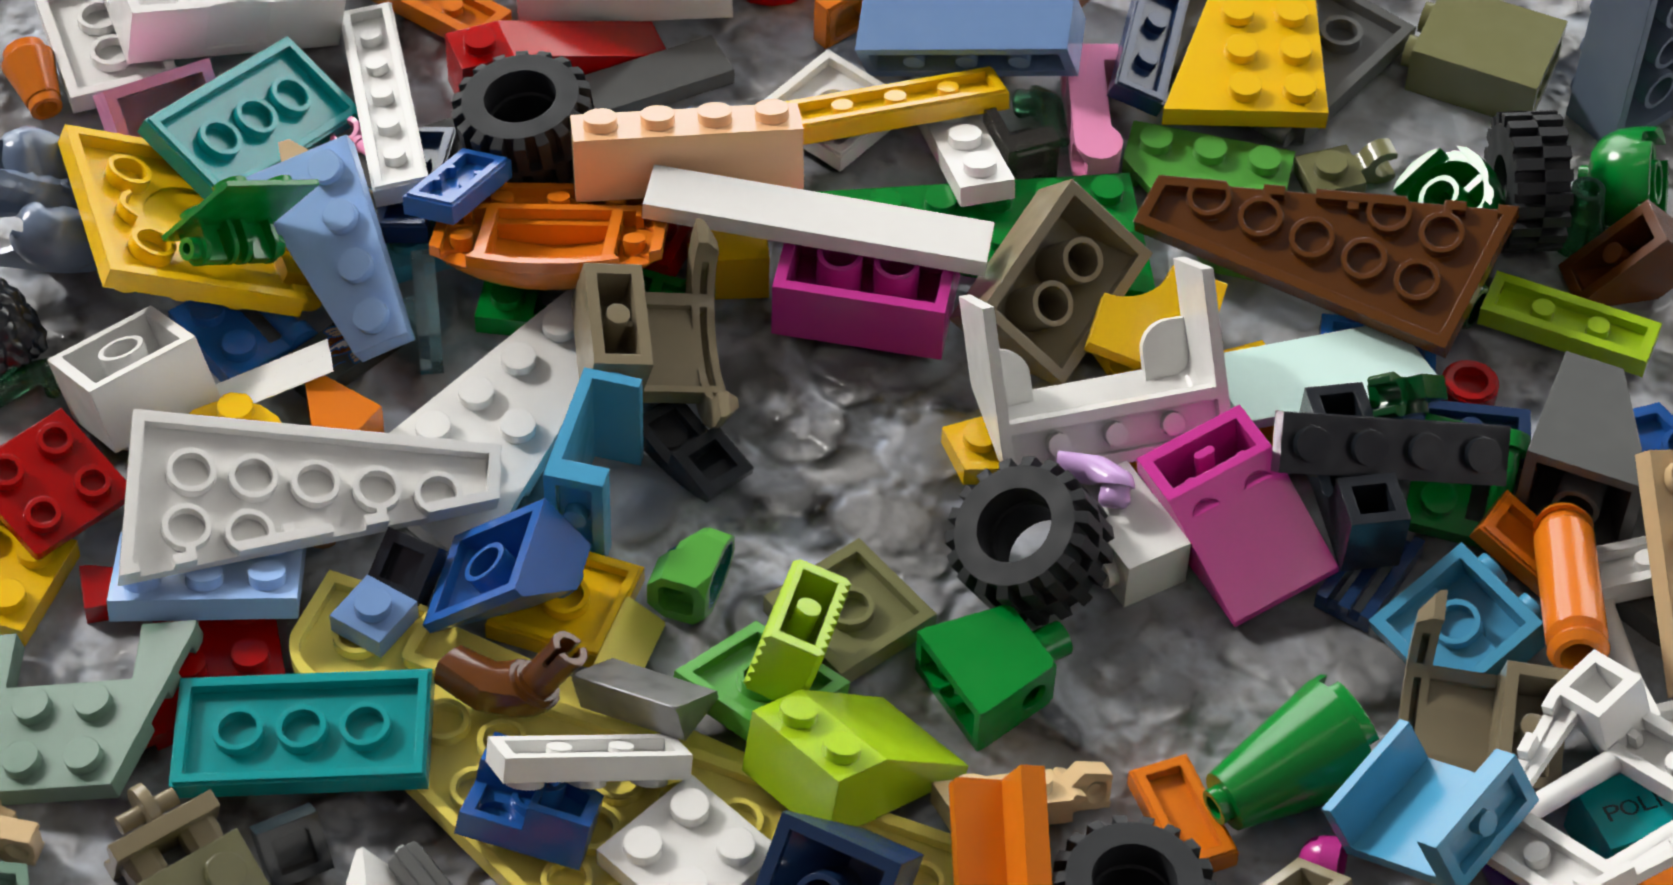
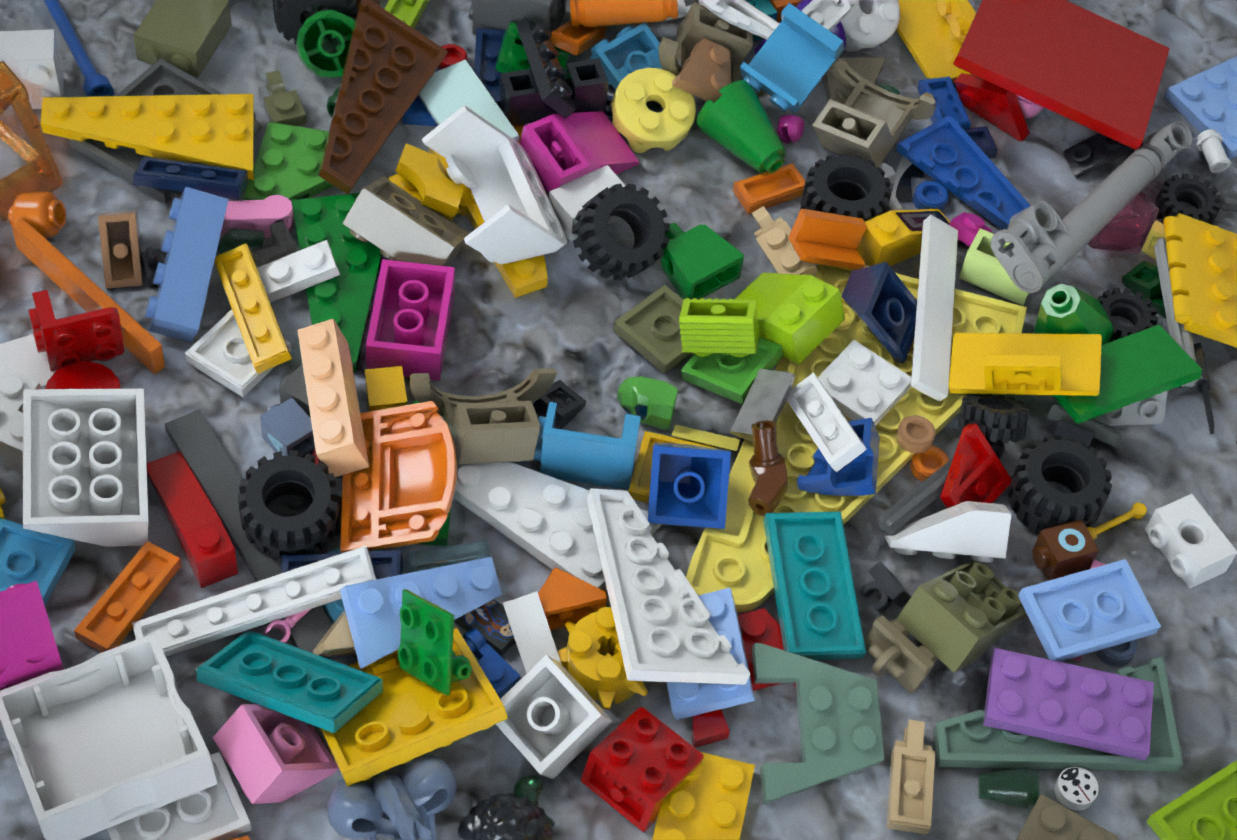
camera: 100 degrees left, 5 degrees up
(374, 616) = (721, 555): medium blue plate -> none
(408, 565) = (681, 542): black tile -> none
(457, 186) = (371, 527): blue plate -> none
(819, 220) = (390, 328): white tile -> none
(1099, 471) = (569, 196): lavender arm -> none
(1364, 658) = (647, 128): none -> light yellow plate
(1404, 396) = (499, 59): dark green plate -> none
(1440, 703) = (705, 71): none -> medium nougat wing

